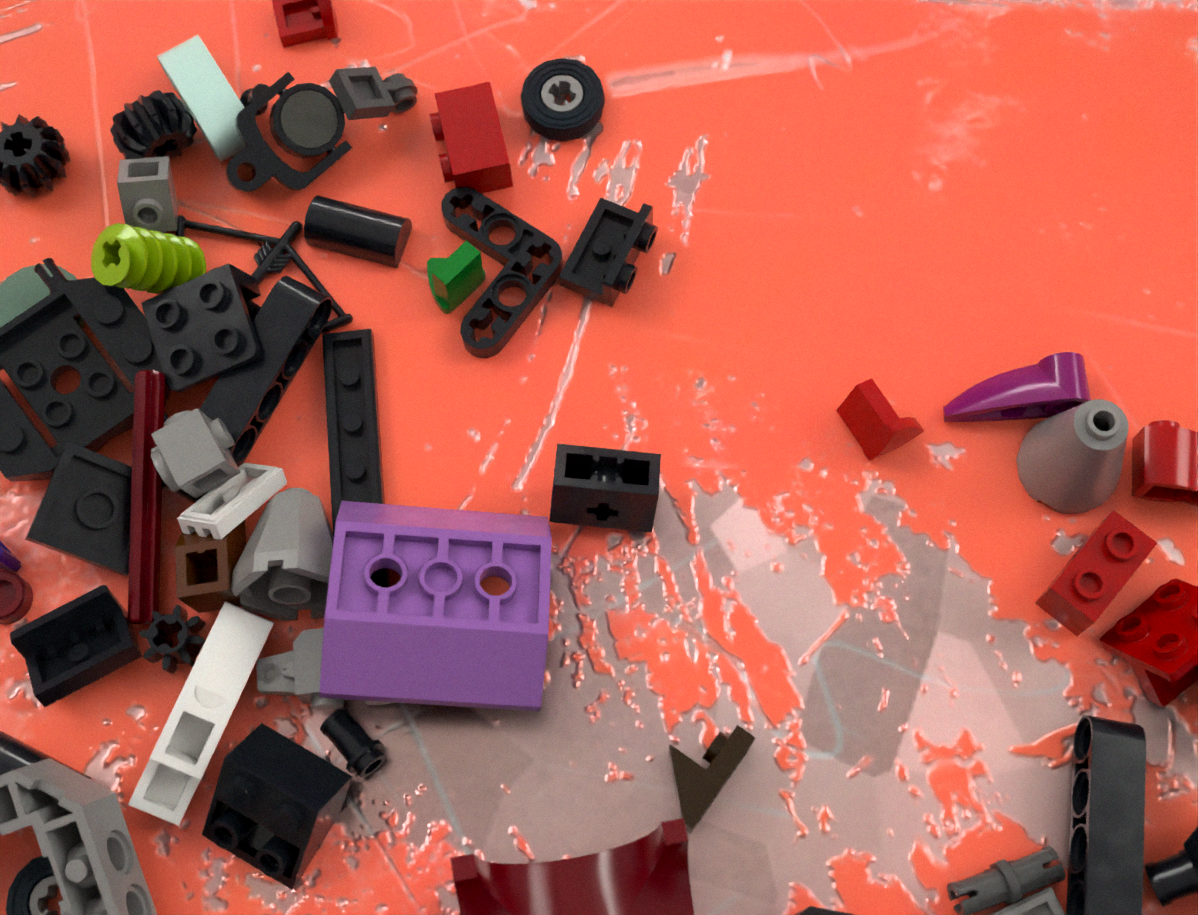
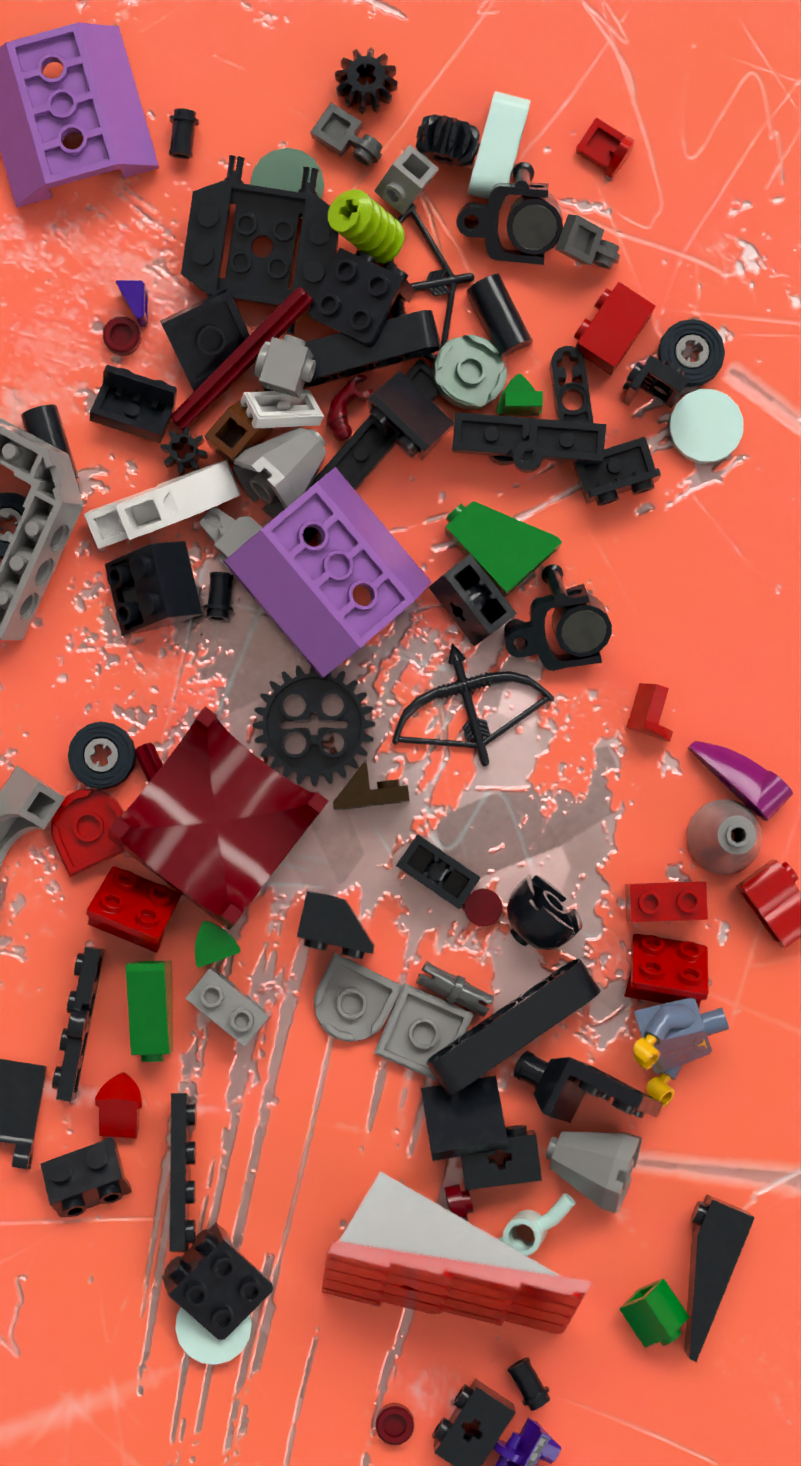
camera: 40 degrees right, 15 degrees up
(44, 217) = (340, 129): none -> dark grey plate
(295, 457) = (337, 413): none -> dark red piece
(364, 385) = (409, 415): none -> black slope
(381, 301) = (469, 372): none -> sand green tile
(499, 297) = (529, 439): none -> black hinge
(560, 138) = (658, 379): none -> black bracket
(573, 409) = (500, 544): none -> green slope
(618, 800) = (313, 759): none -> black gear
(642, 143) = (706, 426): none -> light aqua tile
(721, 409) = (577, 621): none -> black piece
(734, 606) = (475, 726): none -> black piece
(860, 778) = (438, 871): none -> black brick
(937, 769) = (483, 907): none -> dark red tile
(1003, 715) = (540, 916): none -> black cylinder

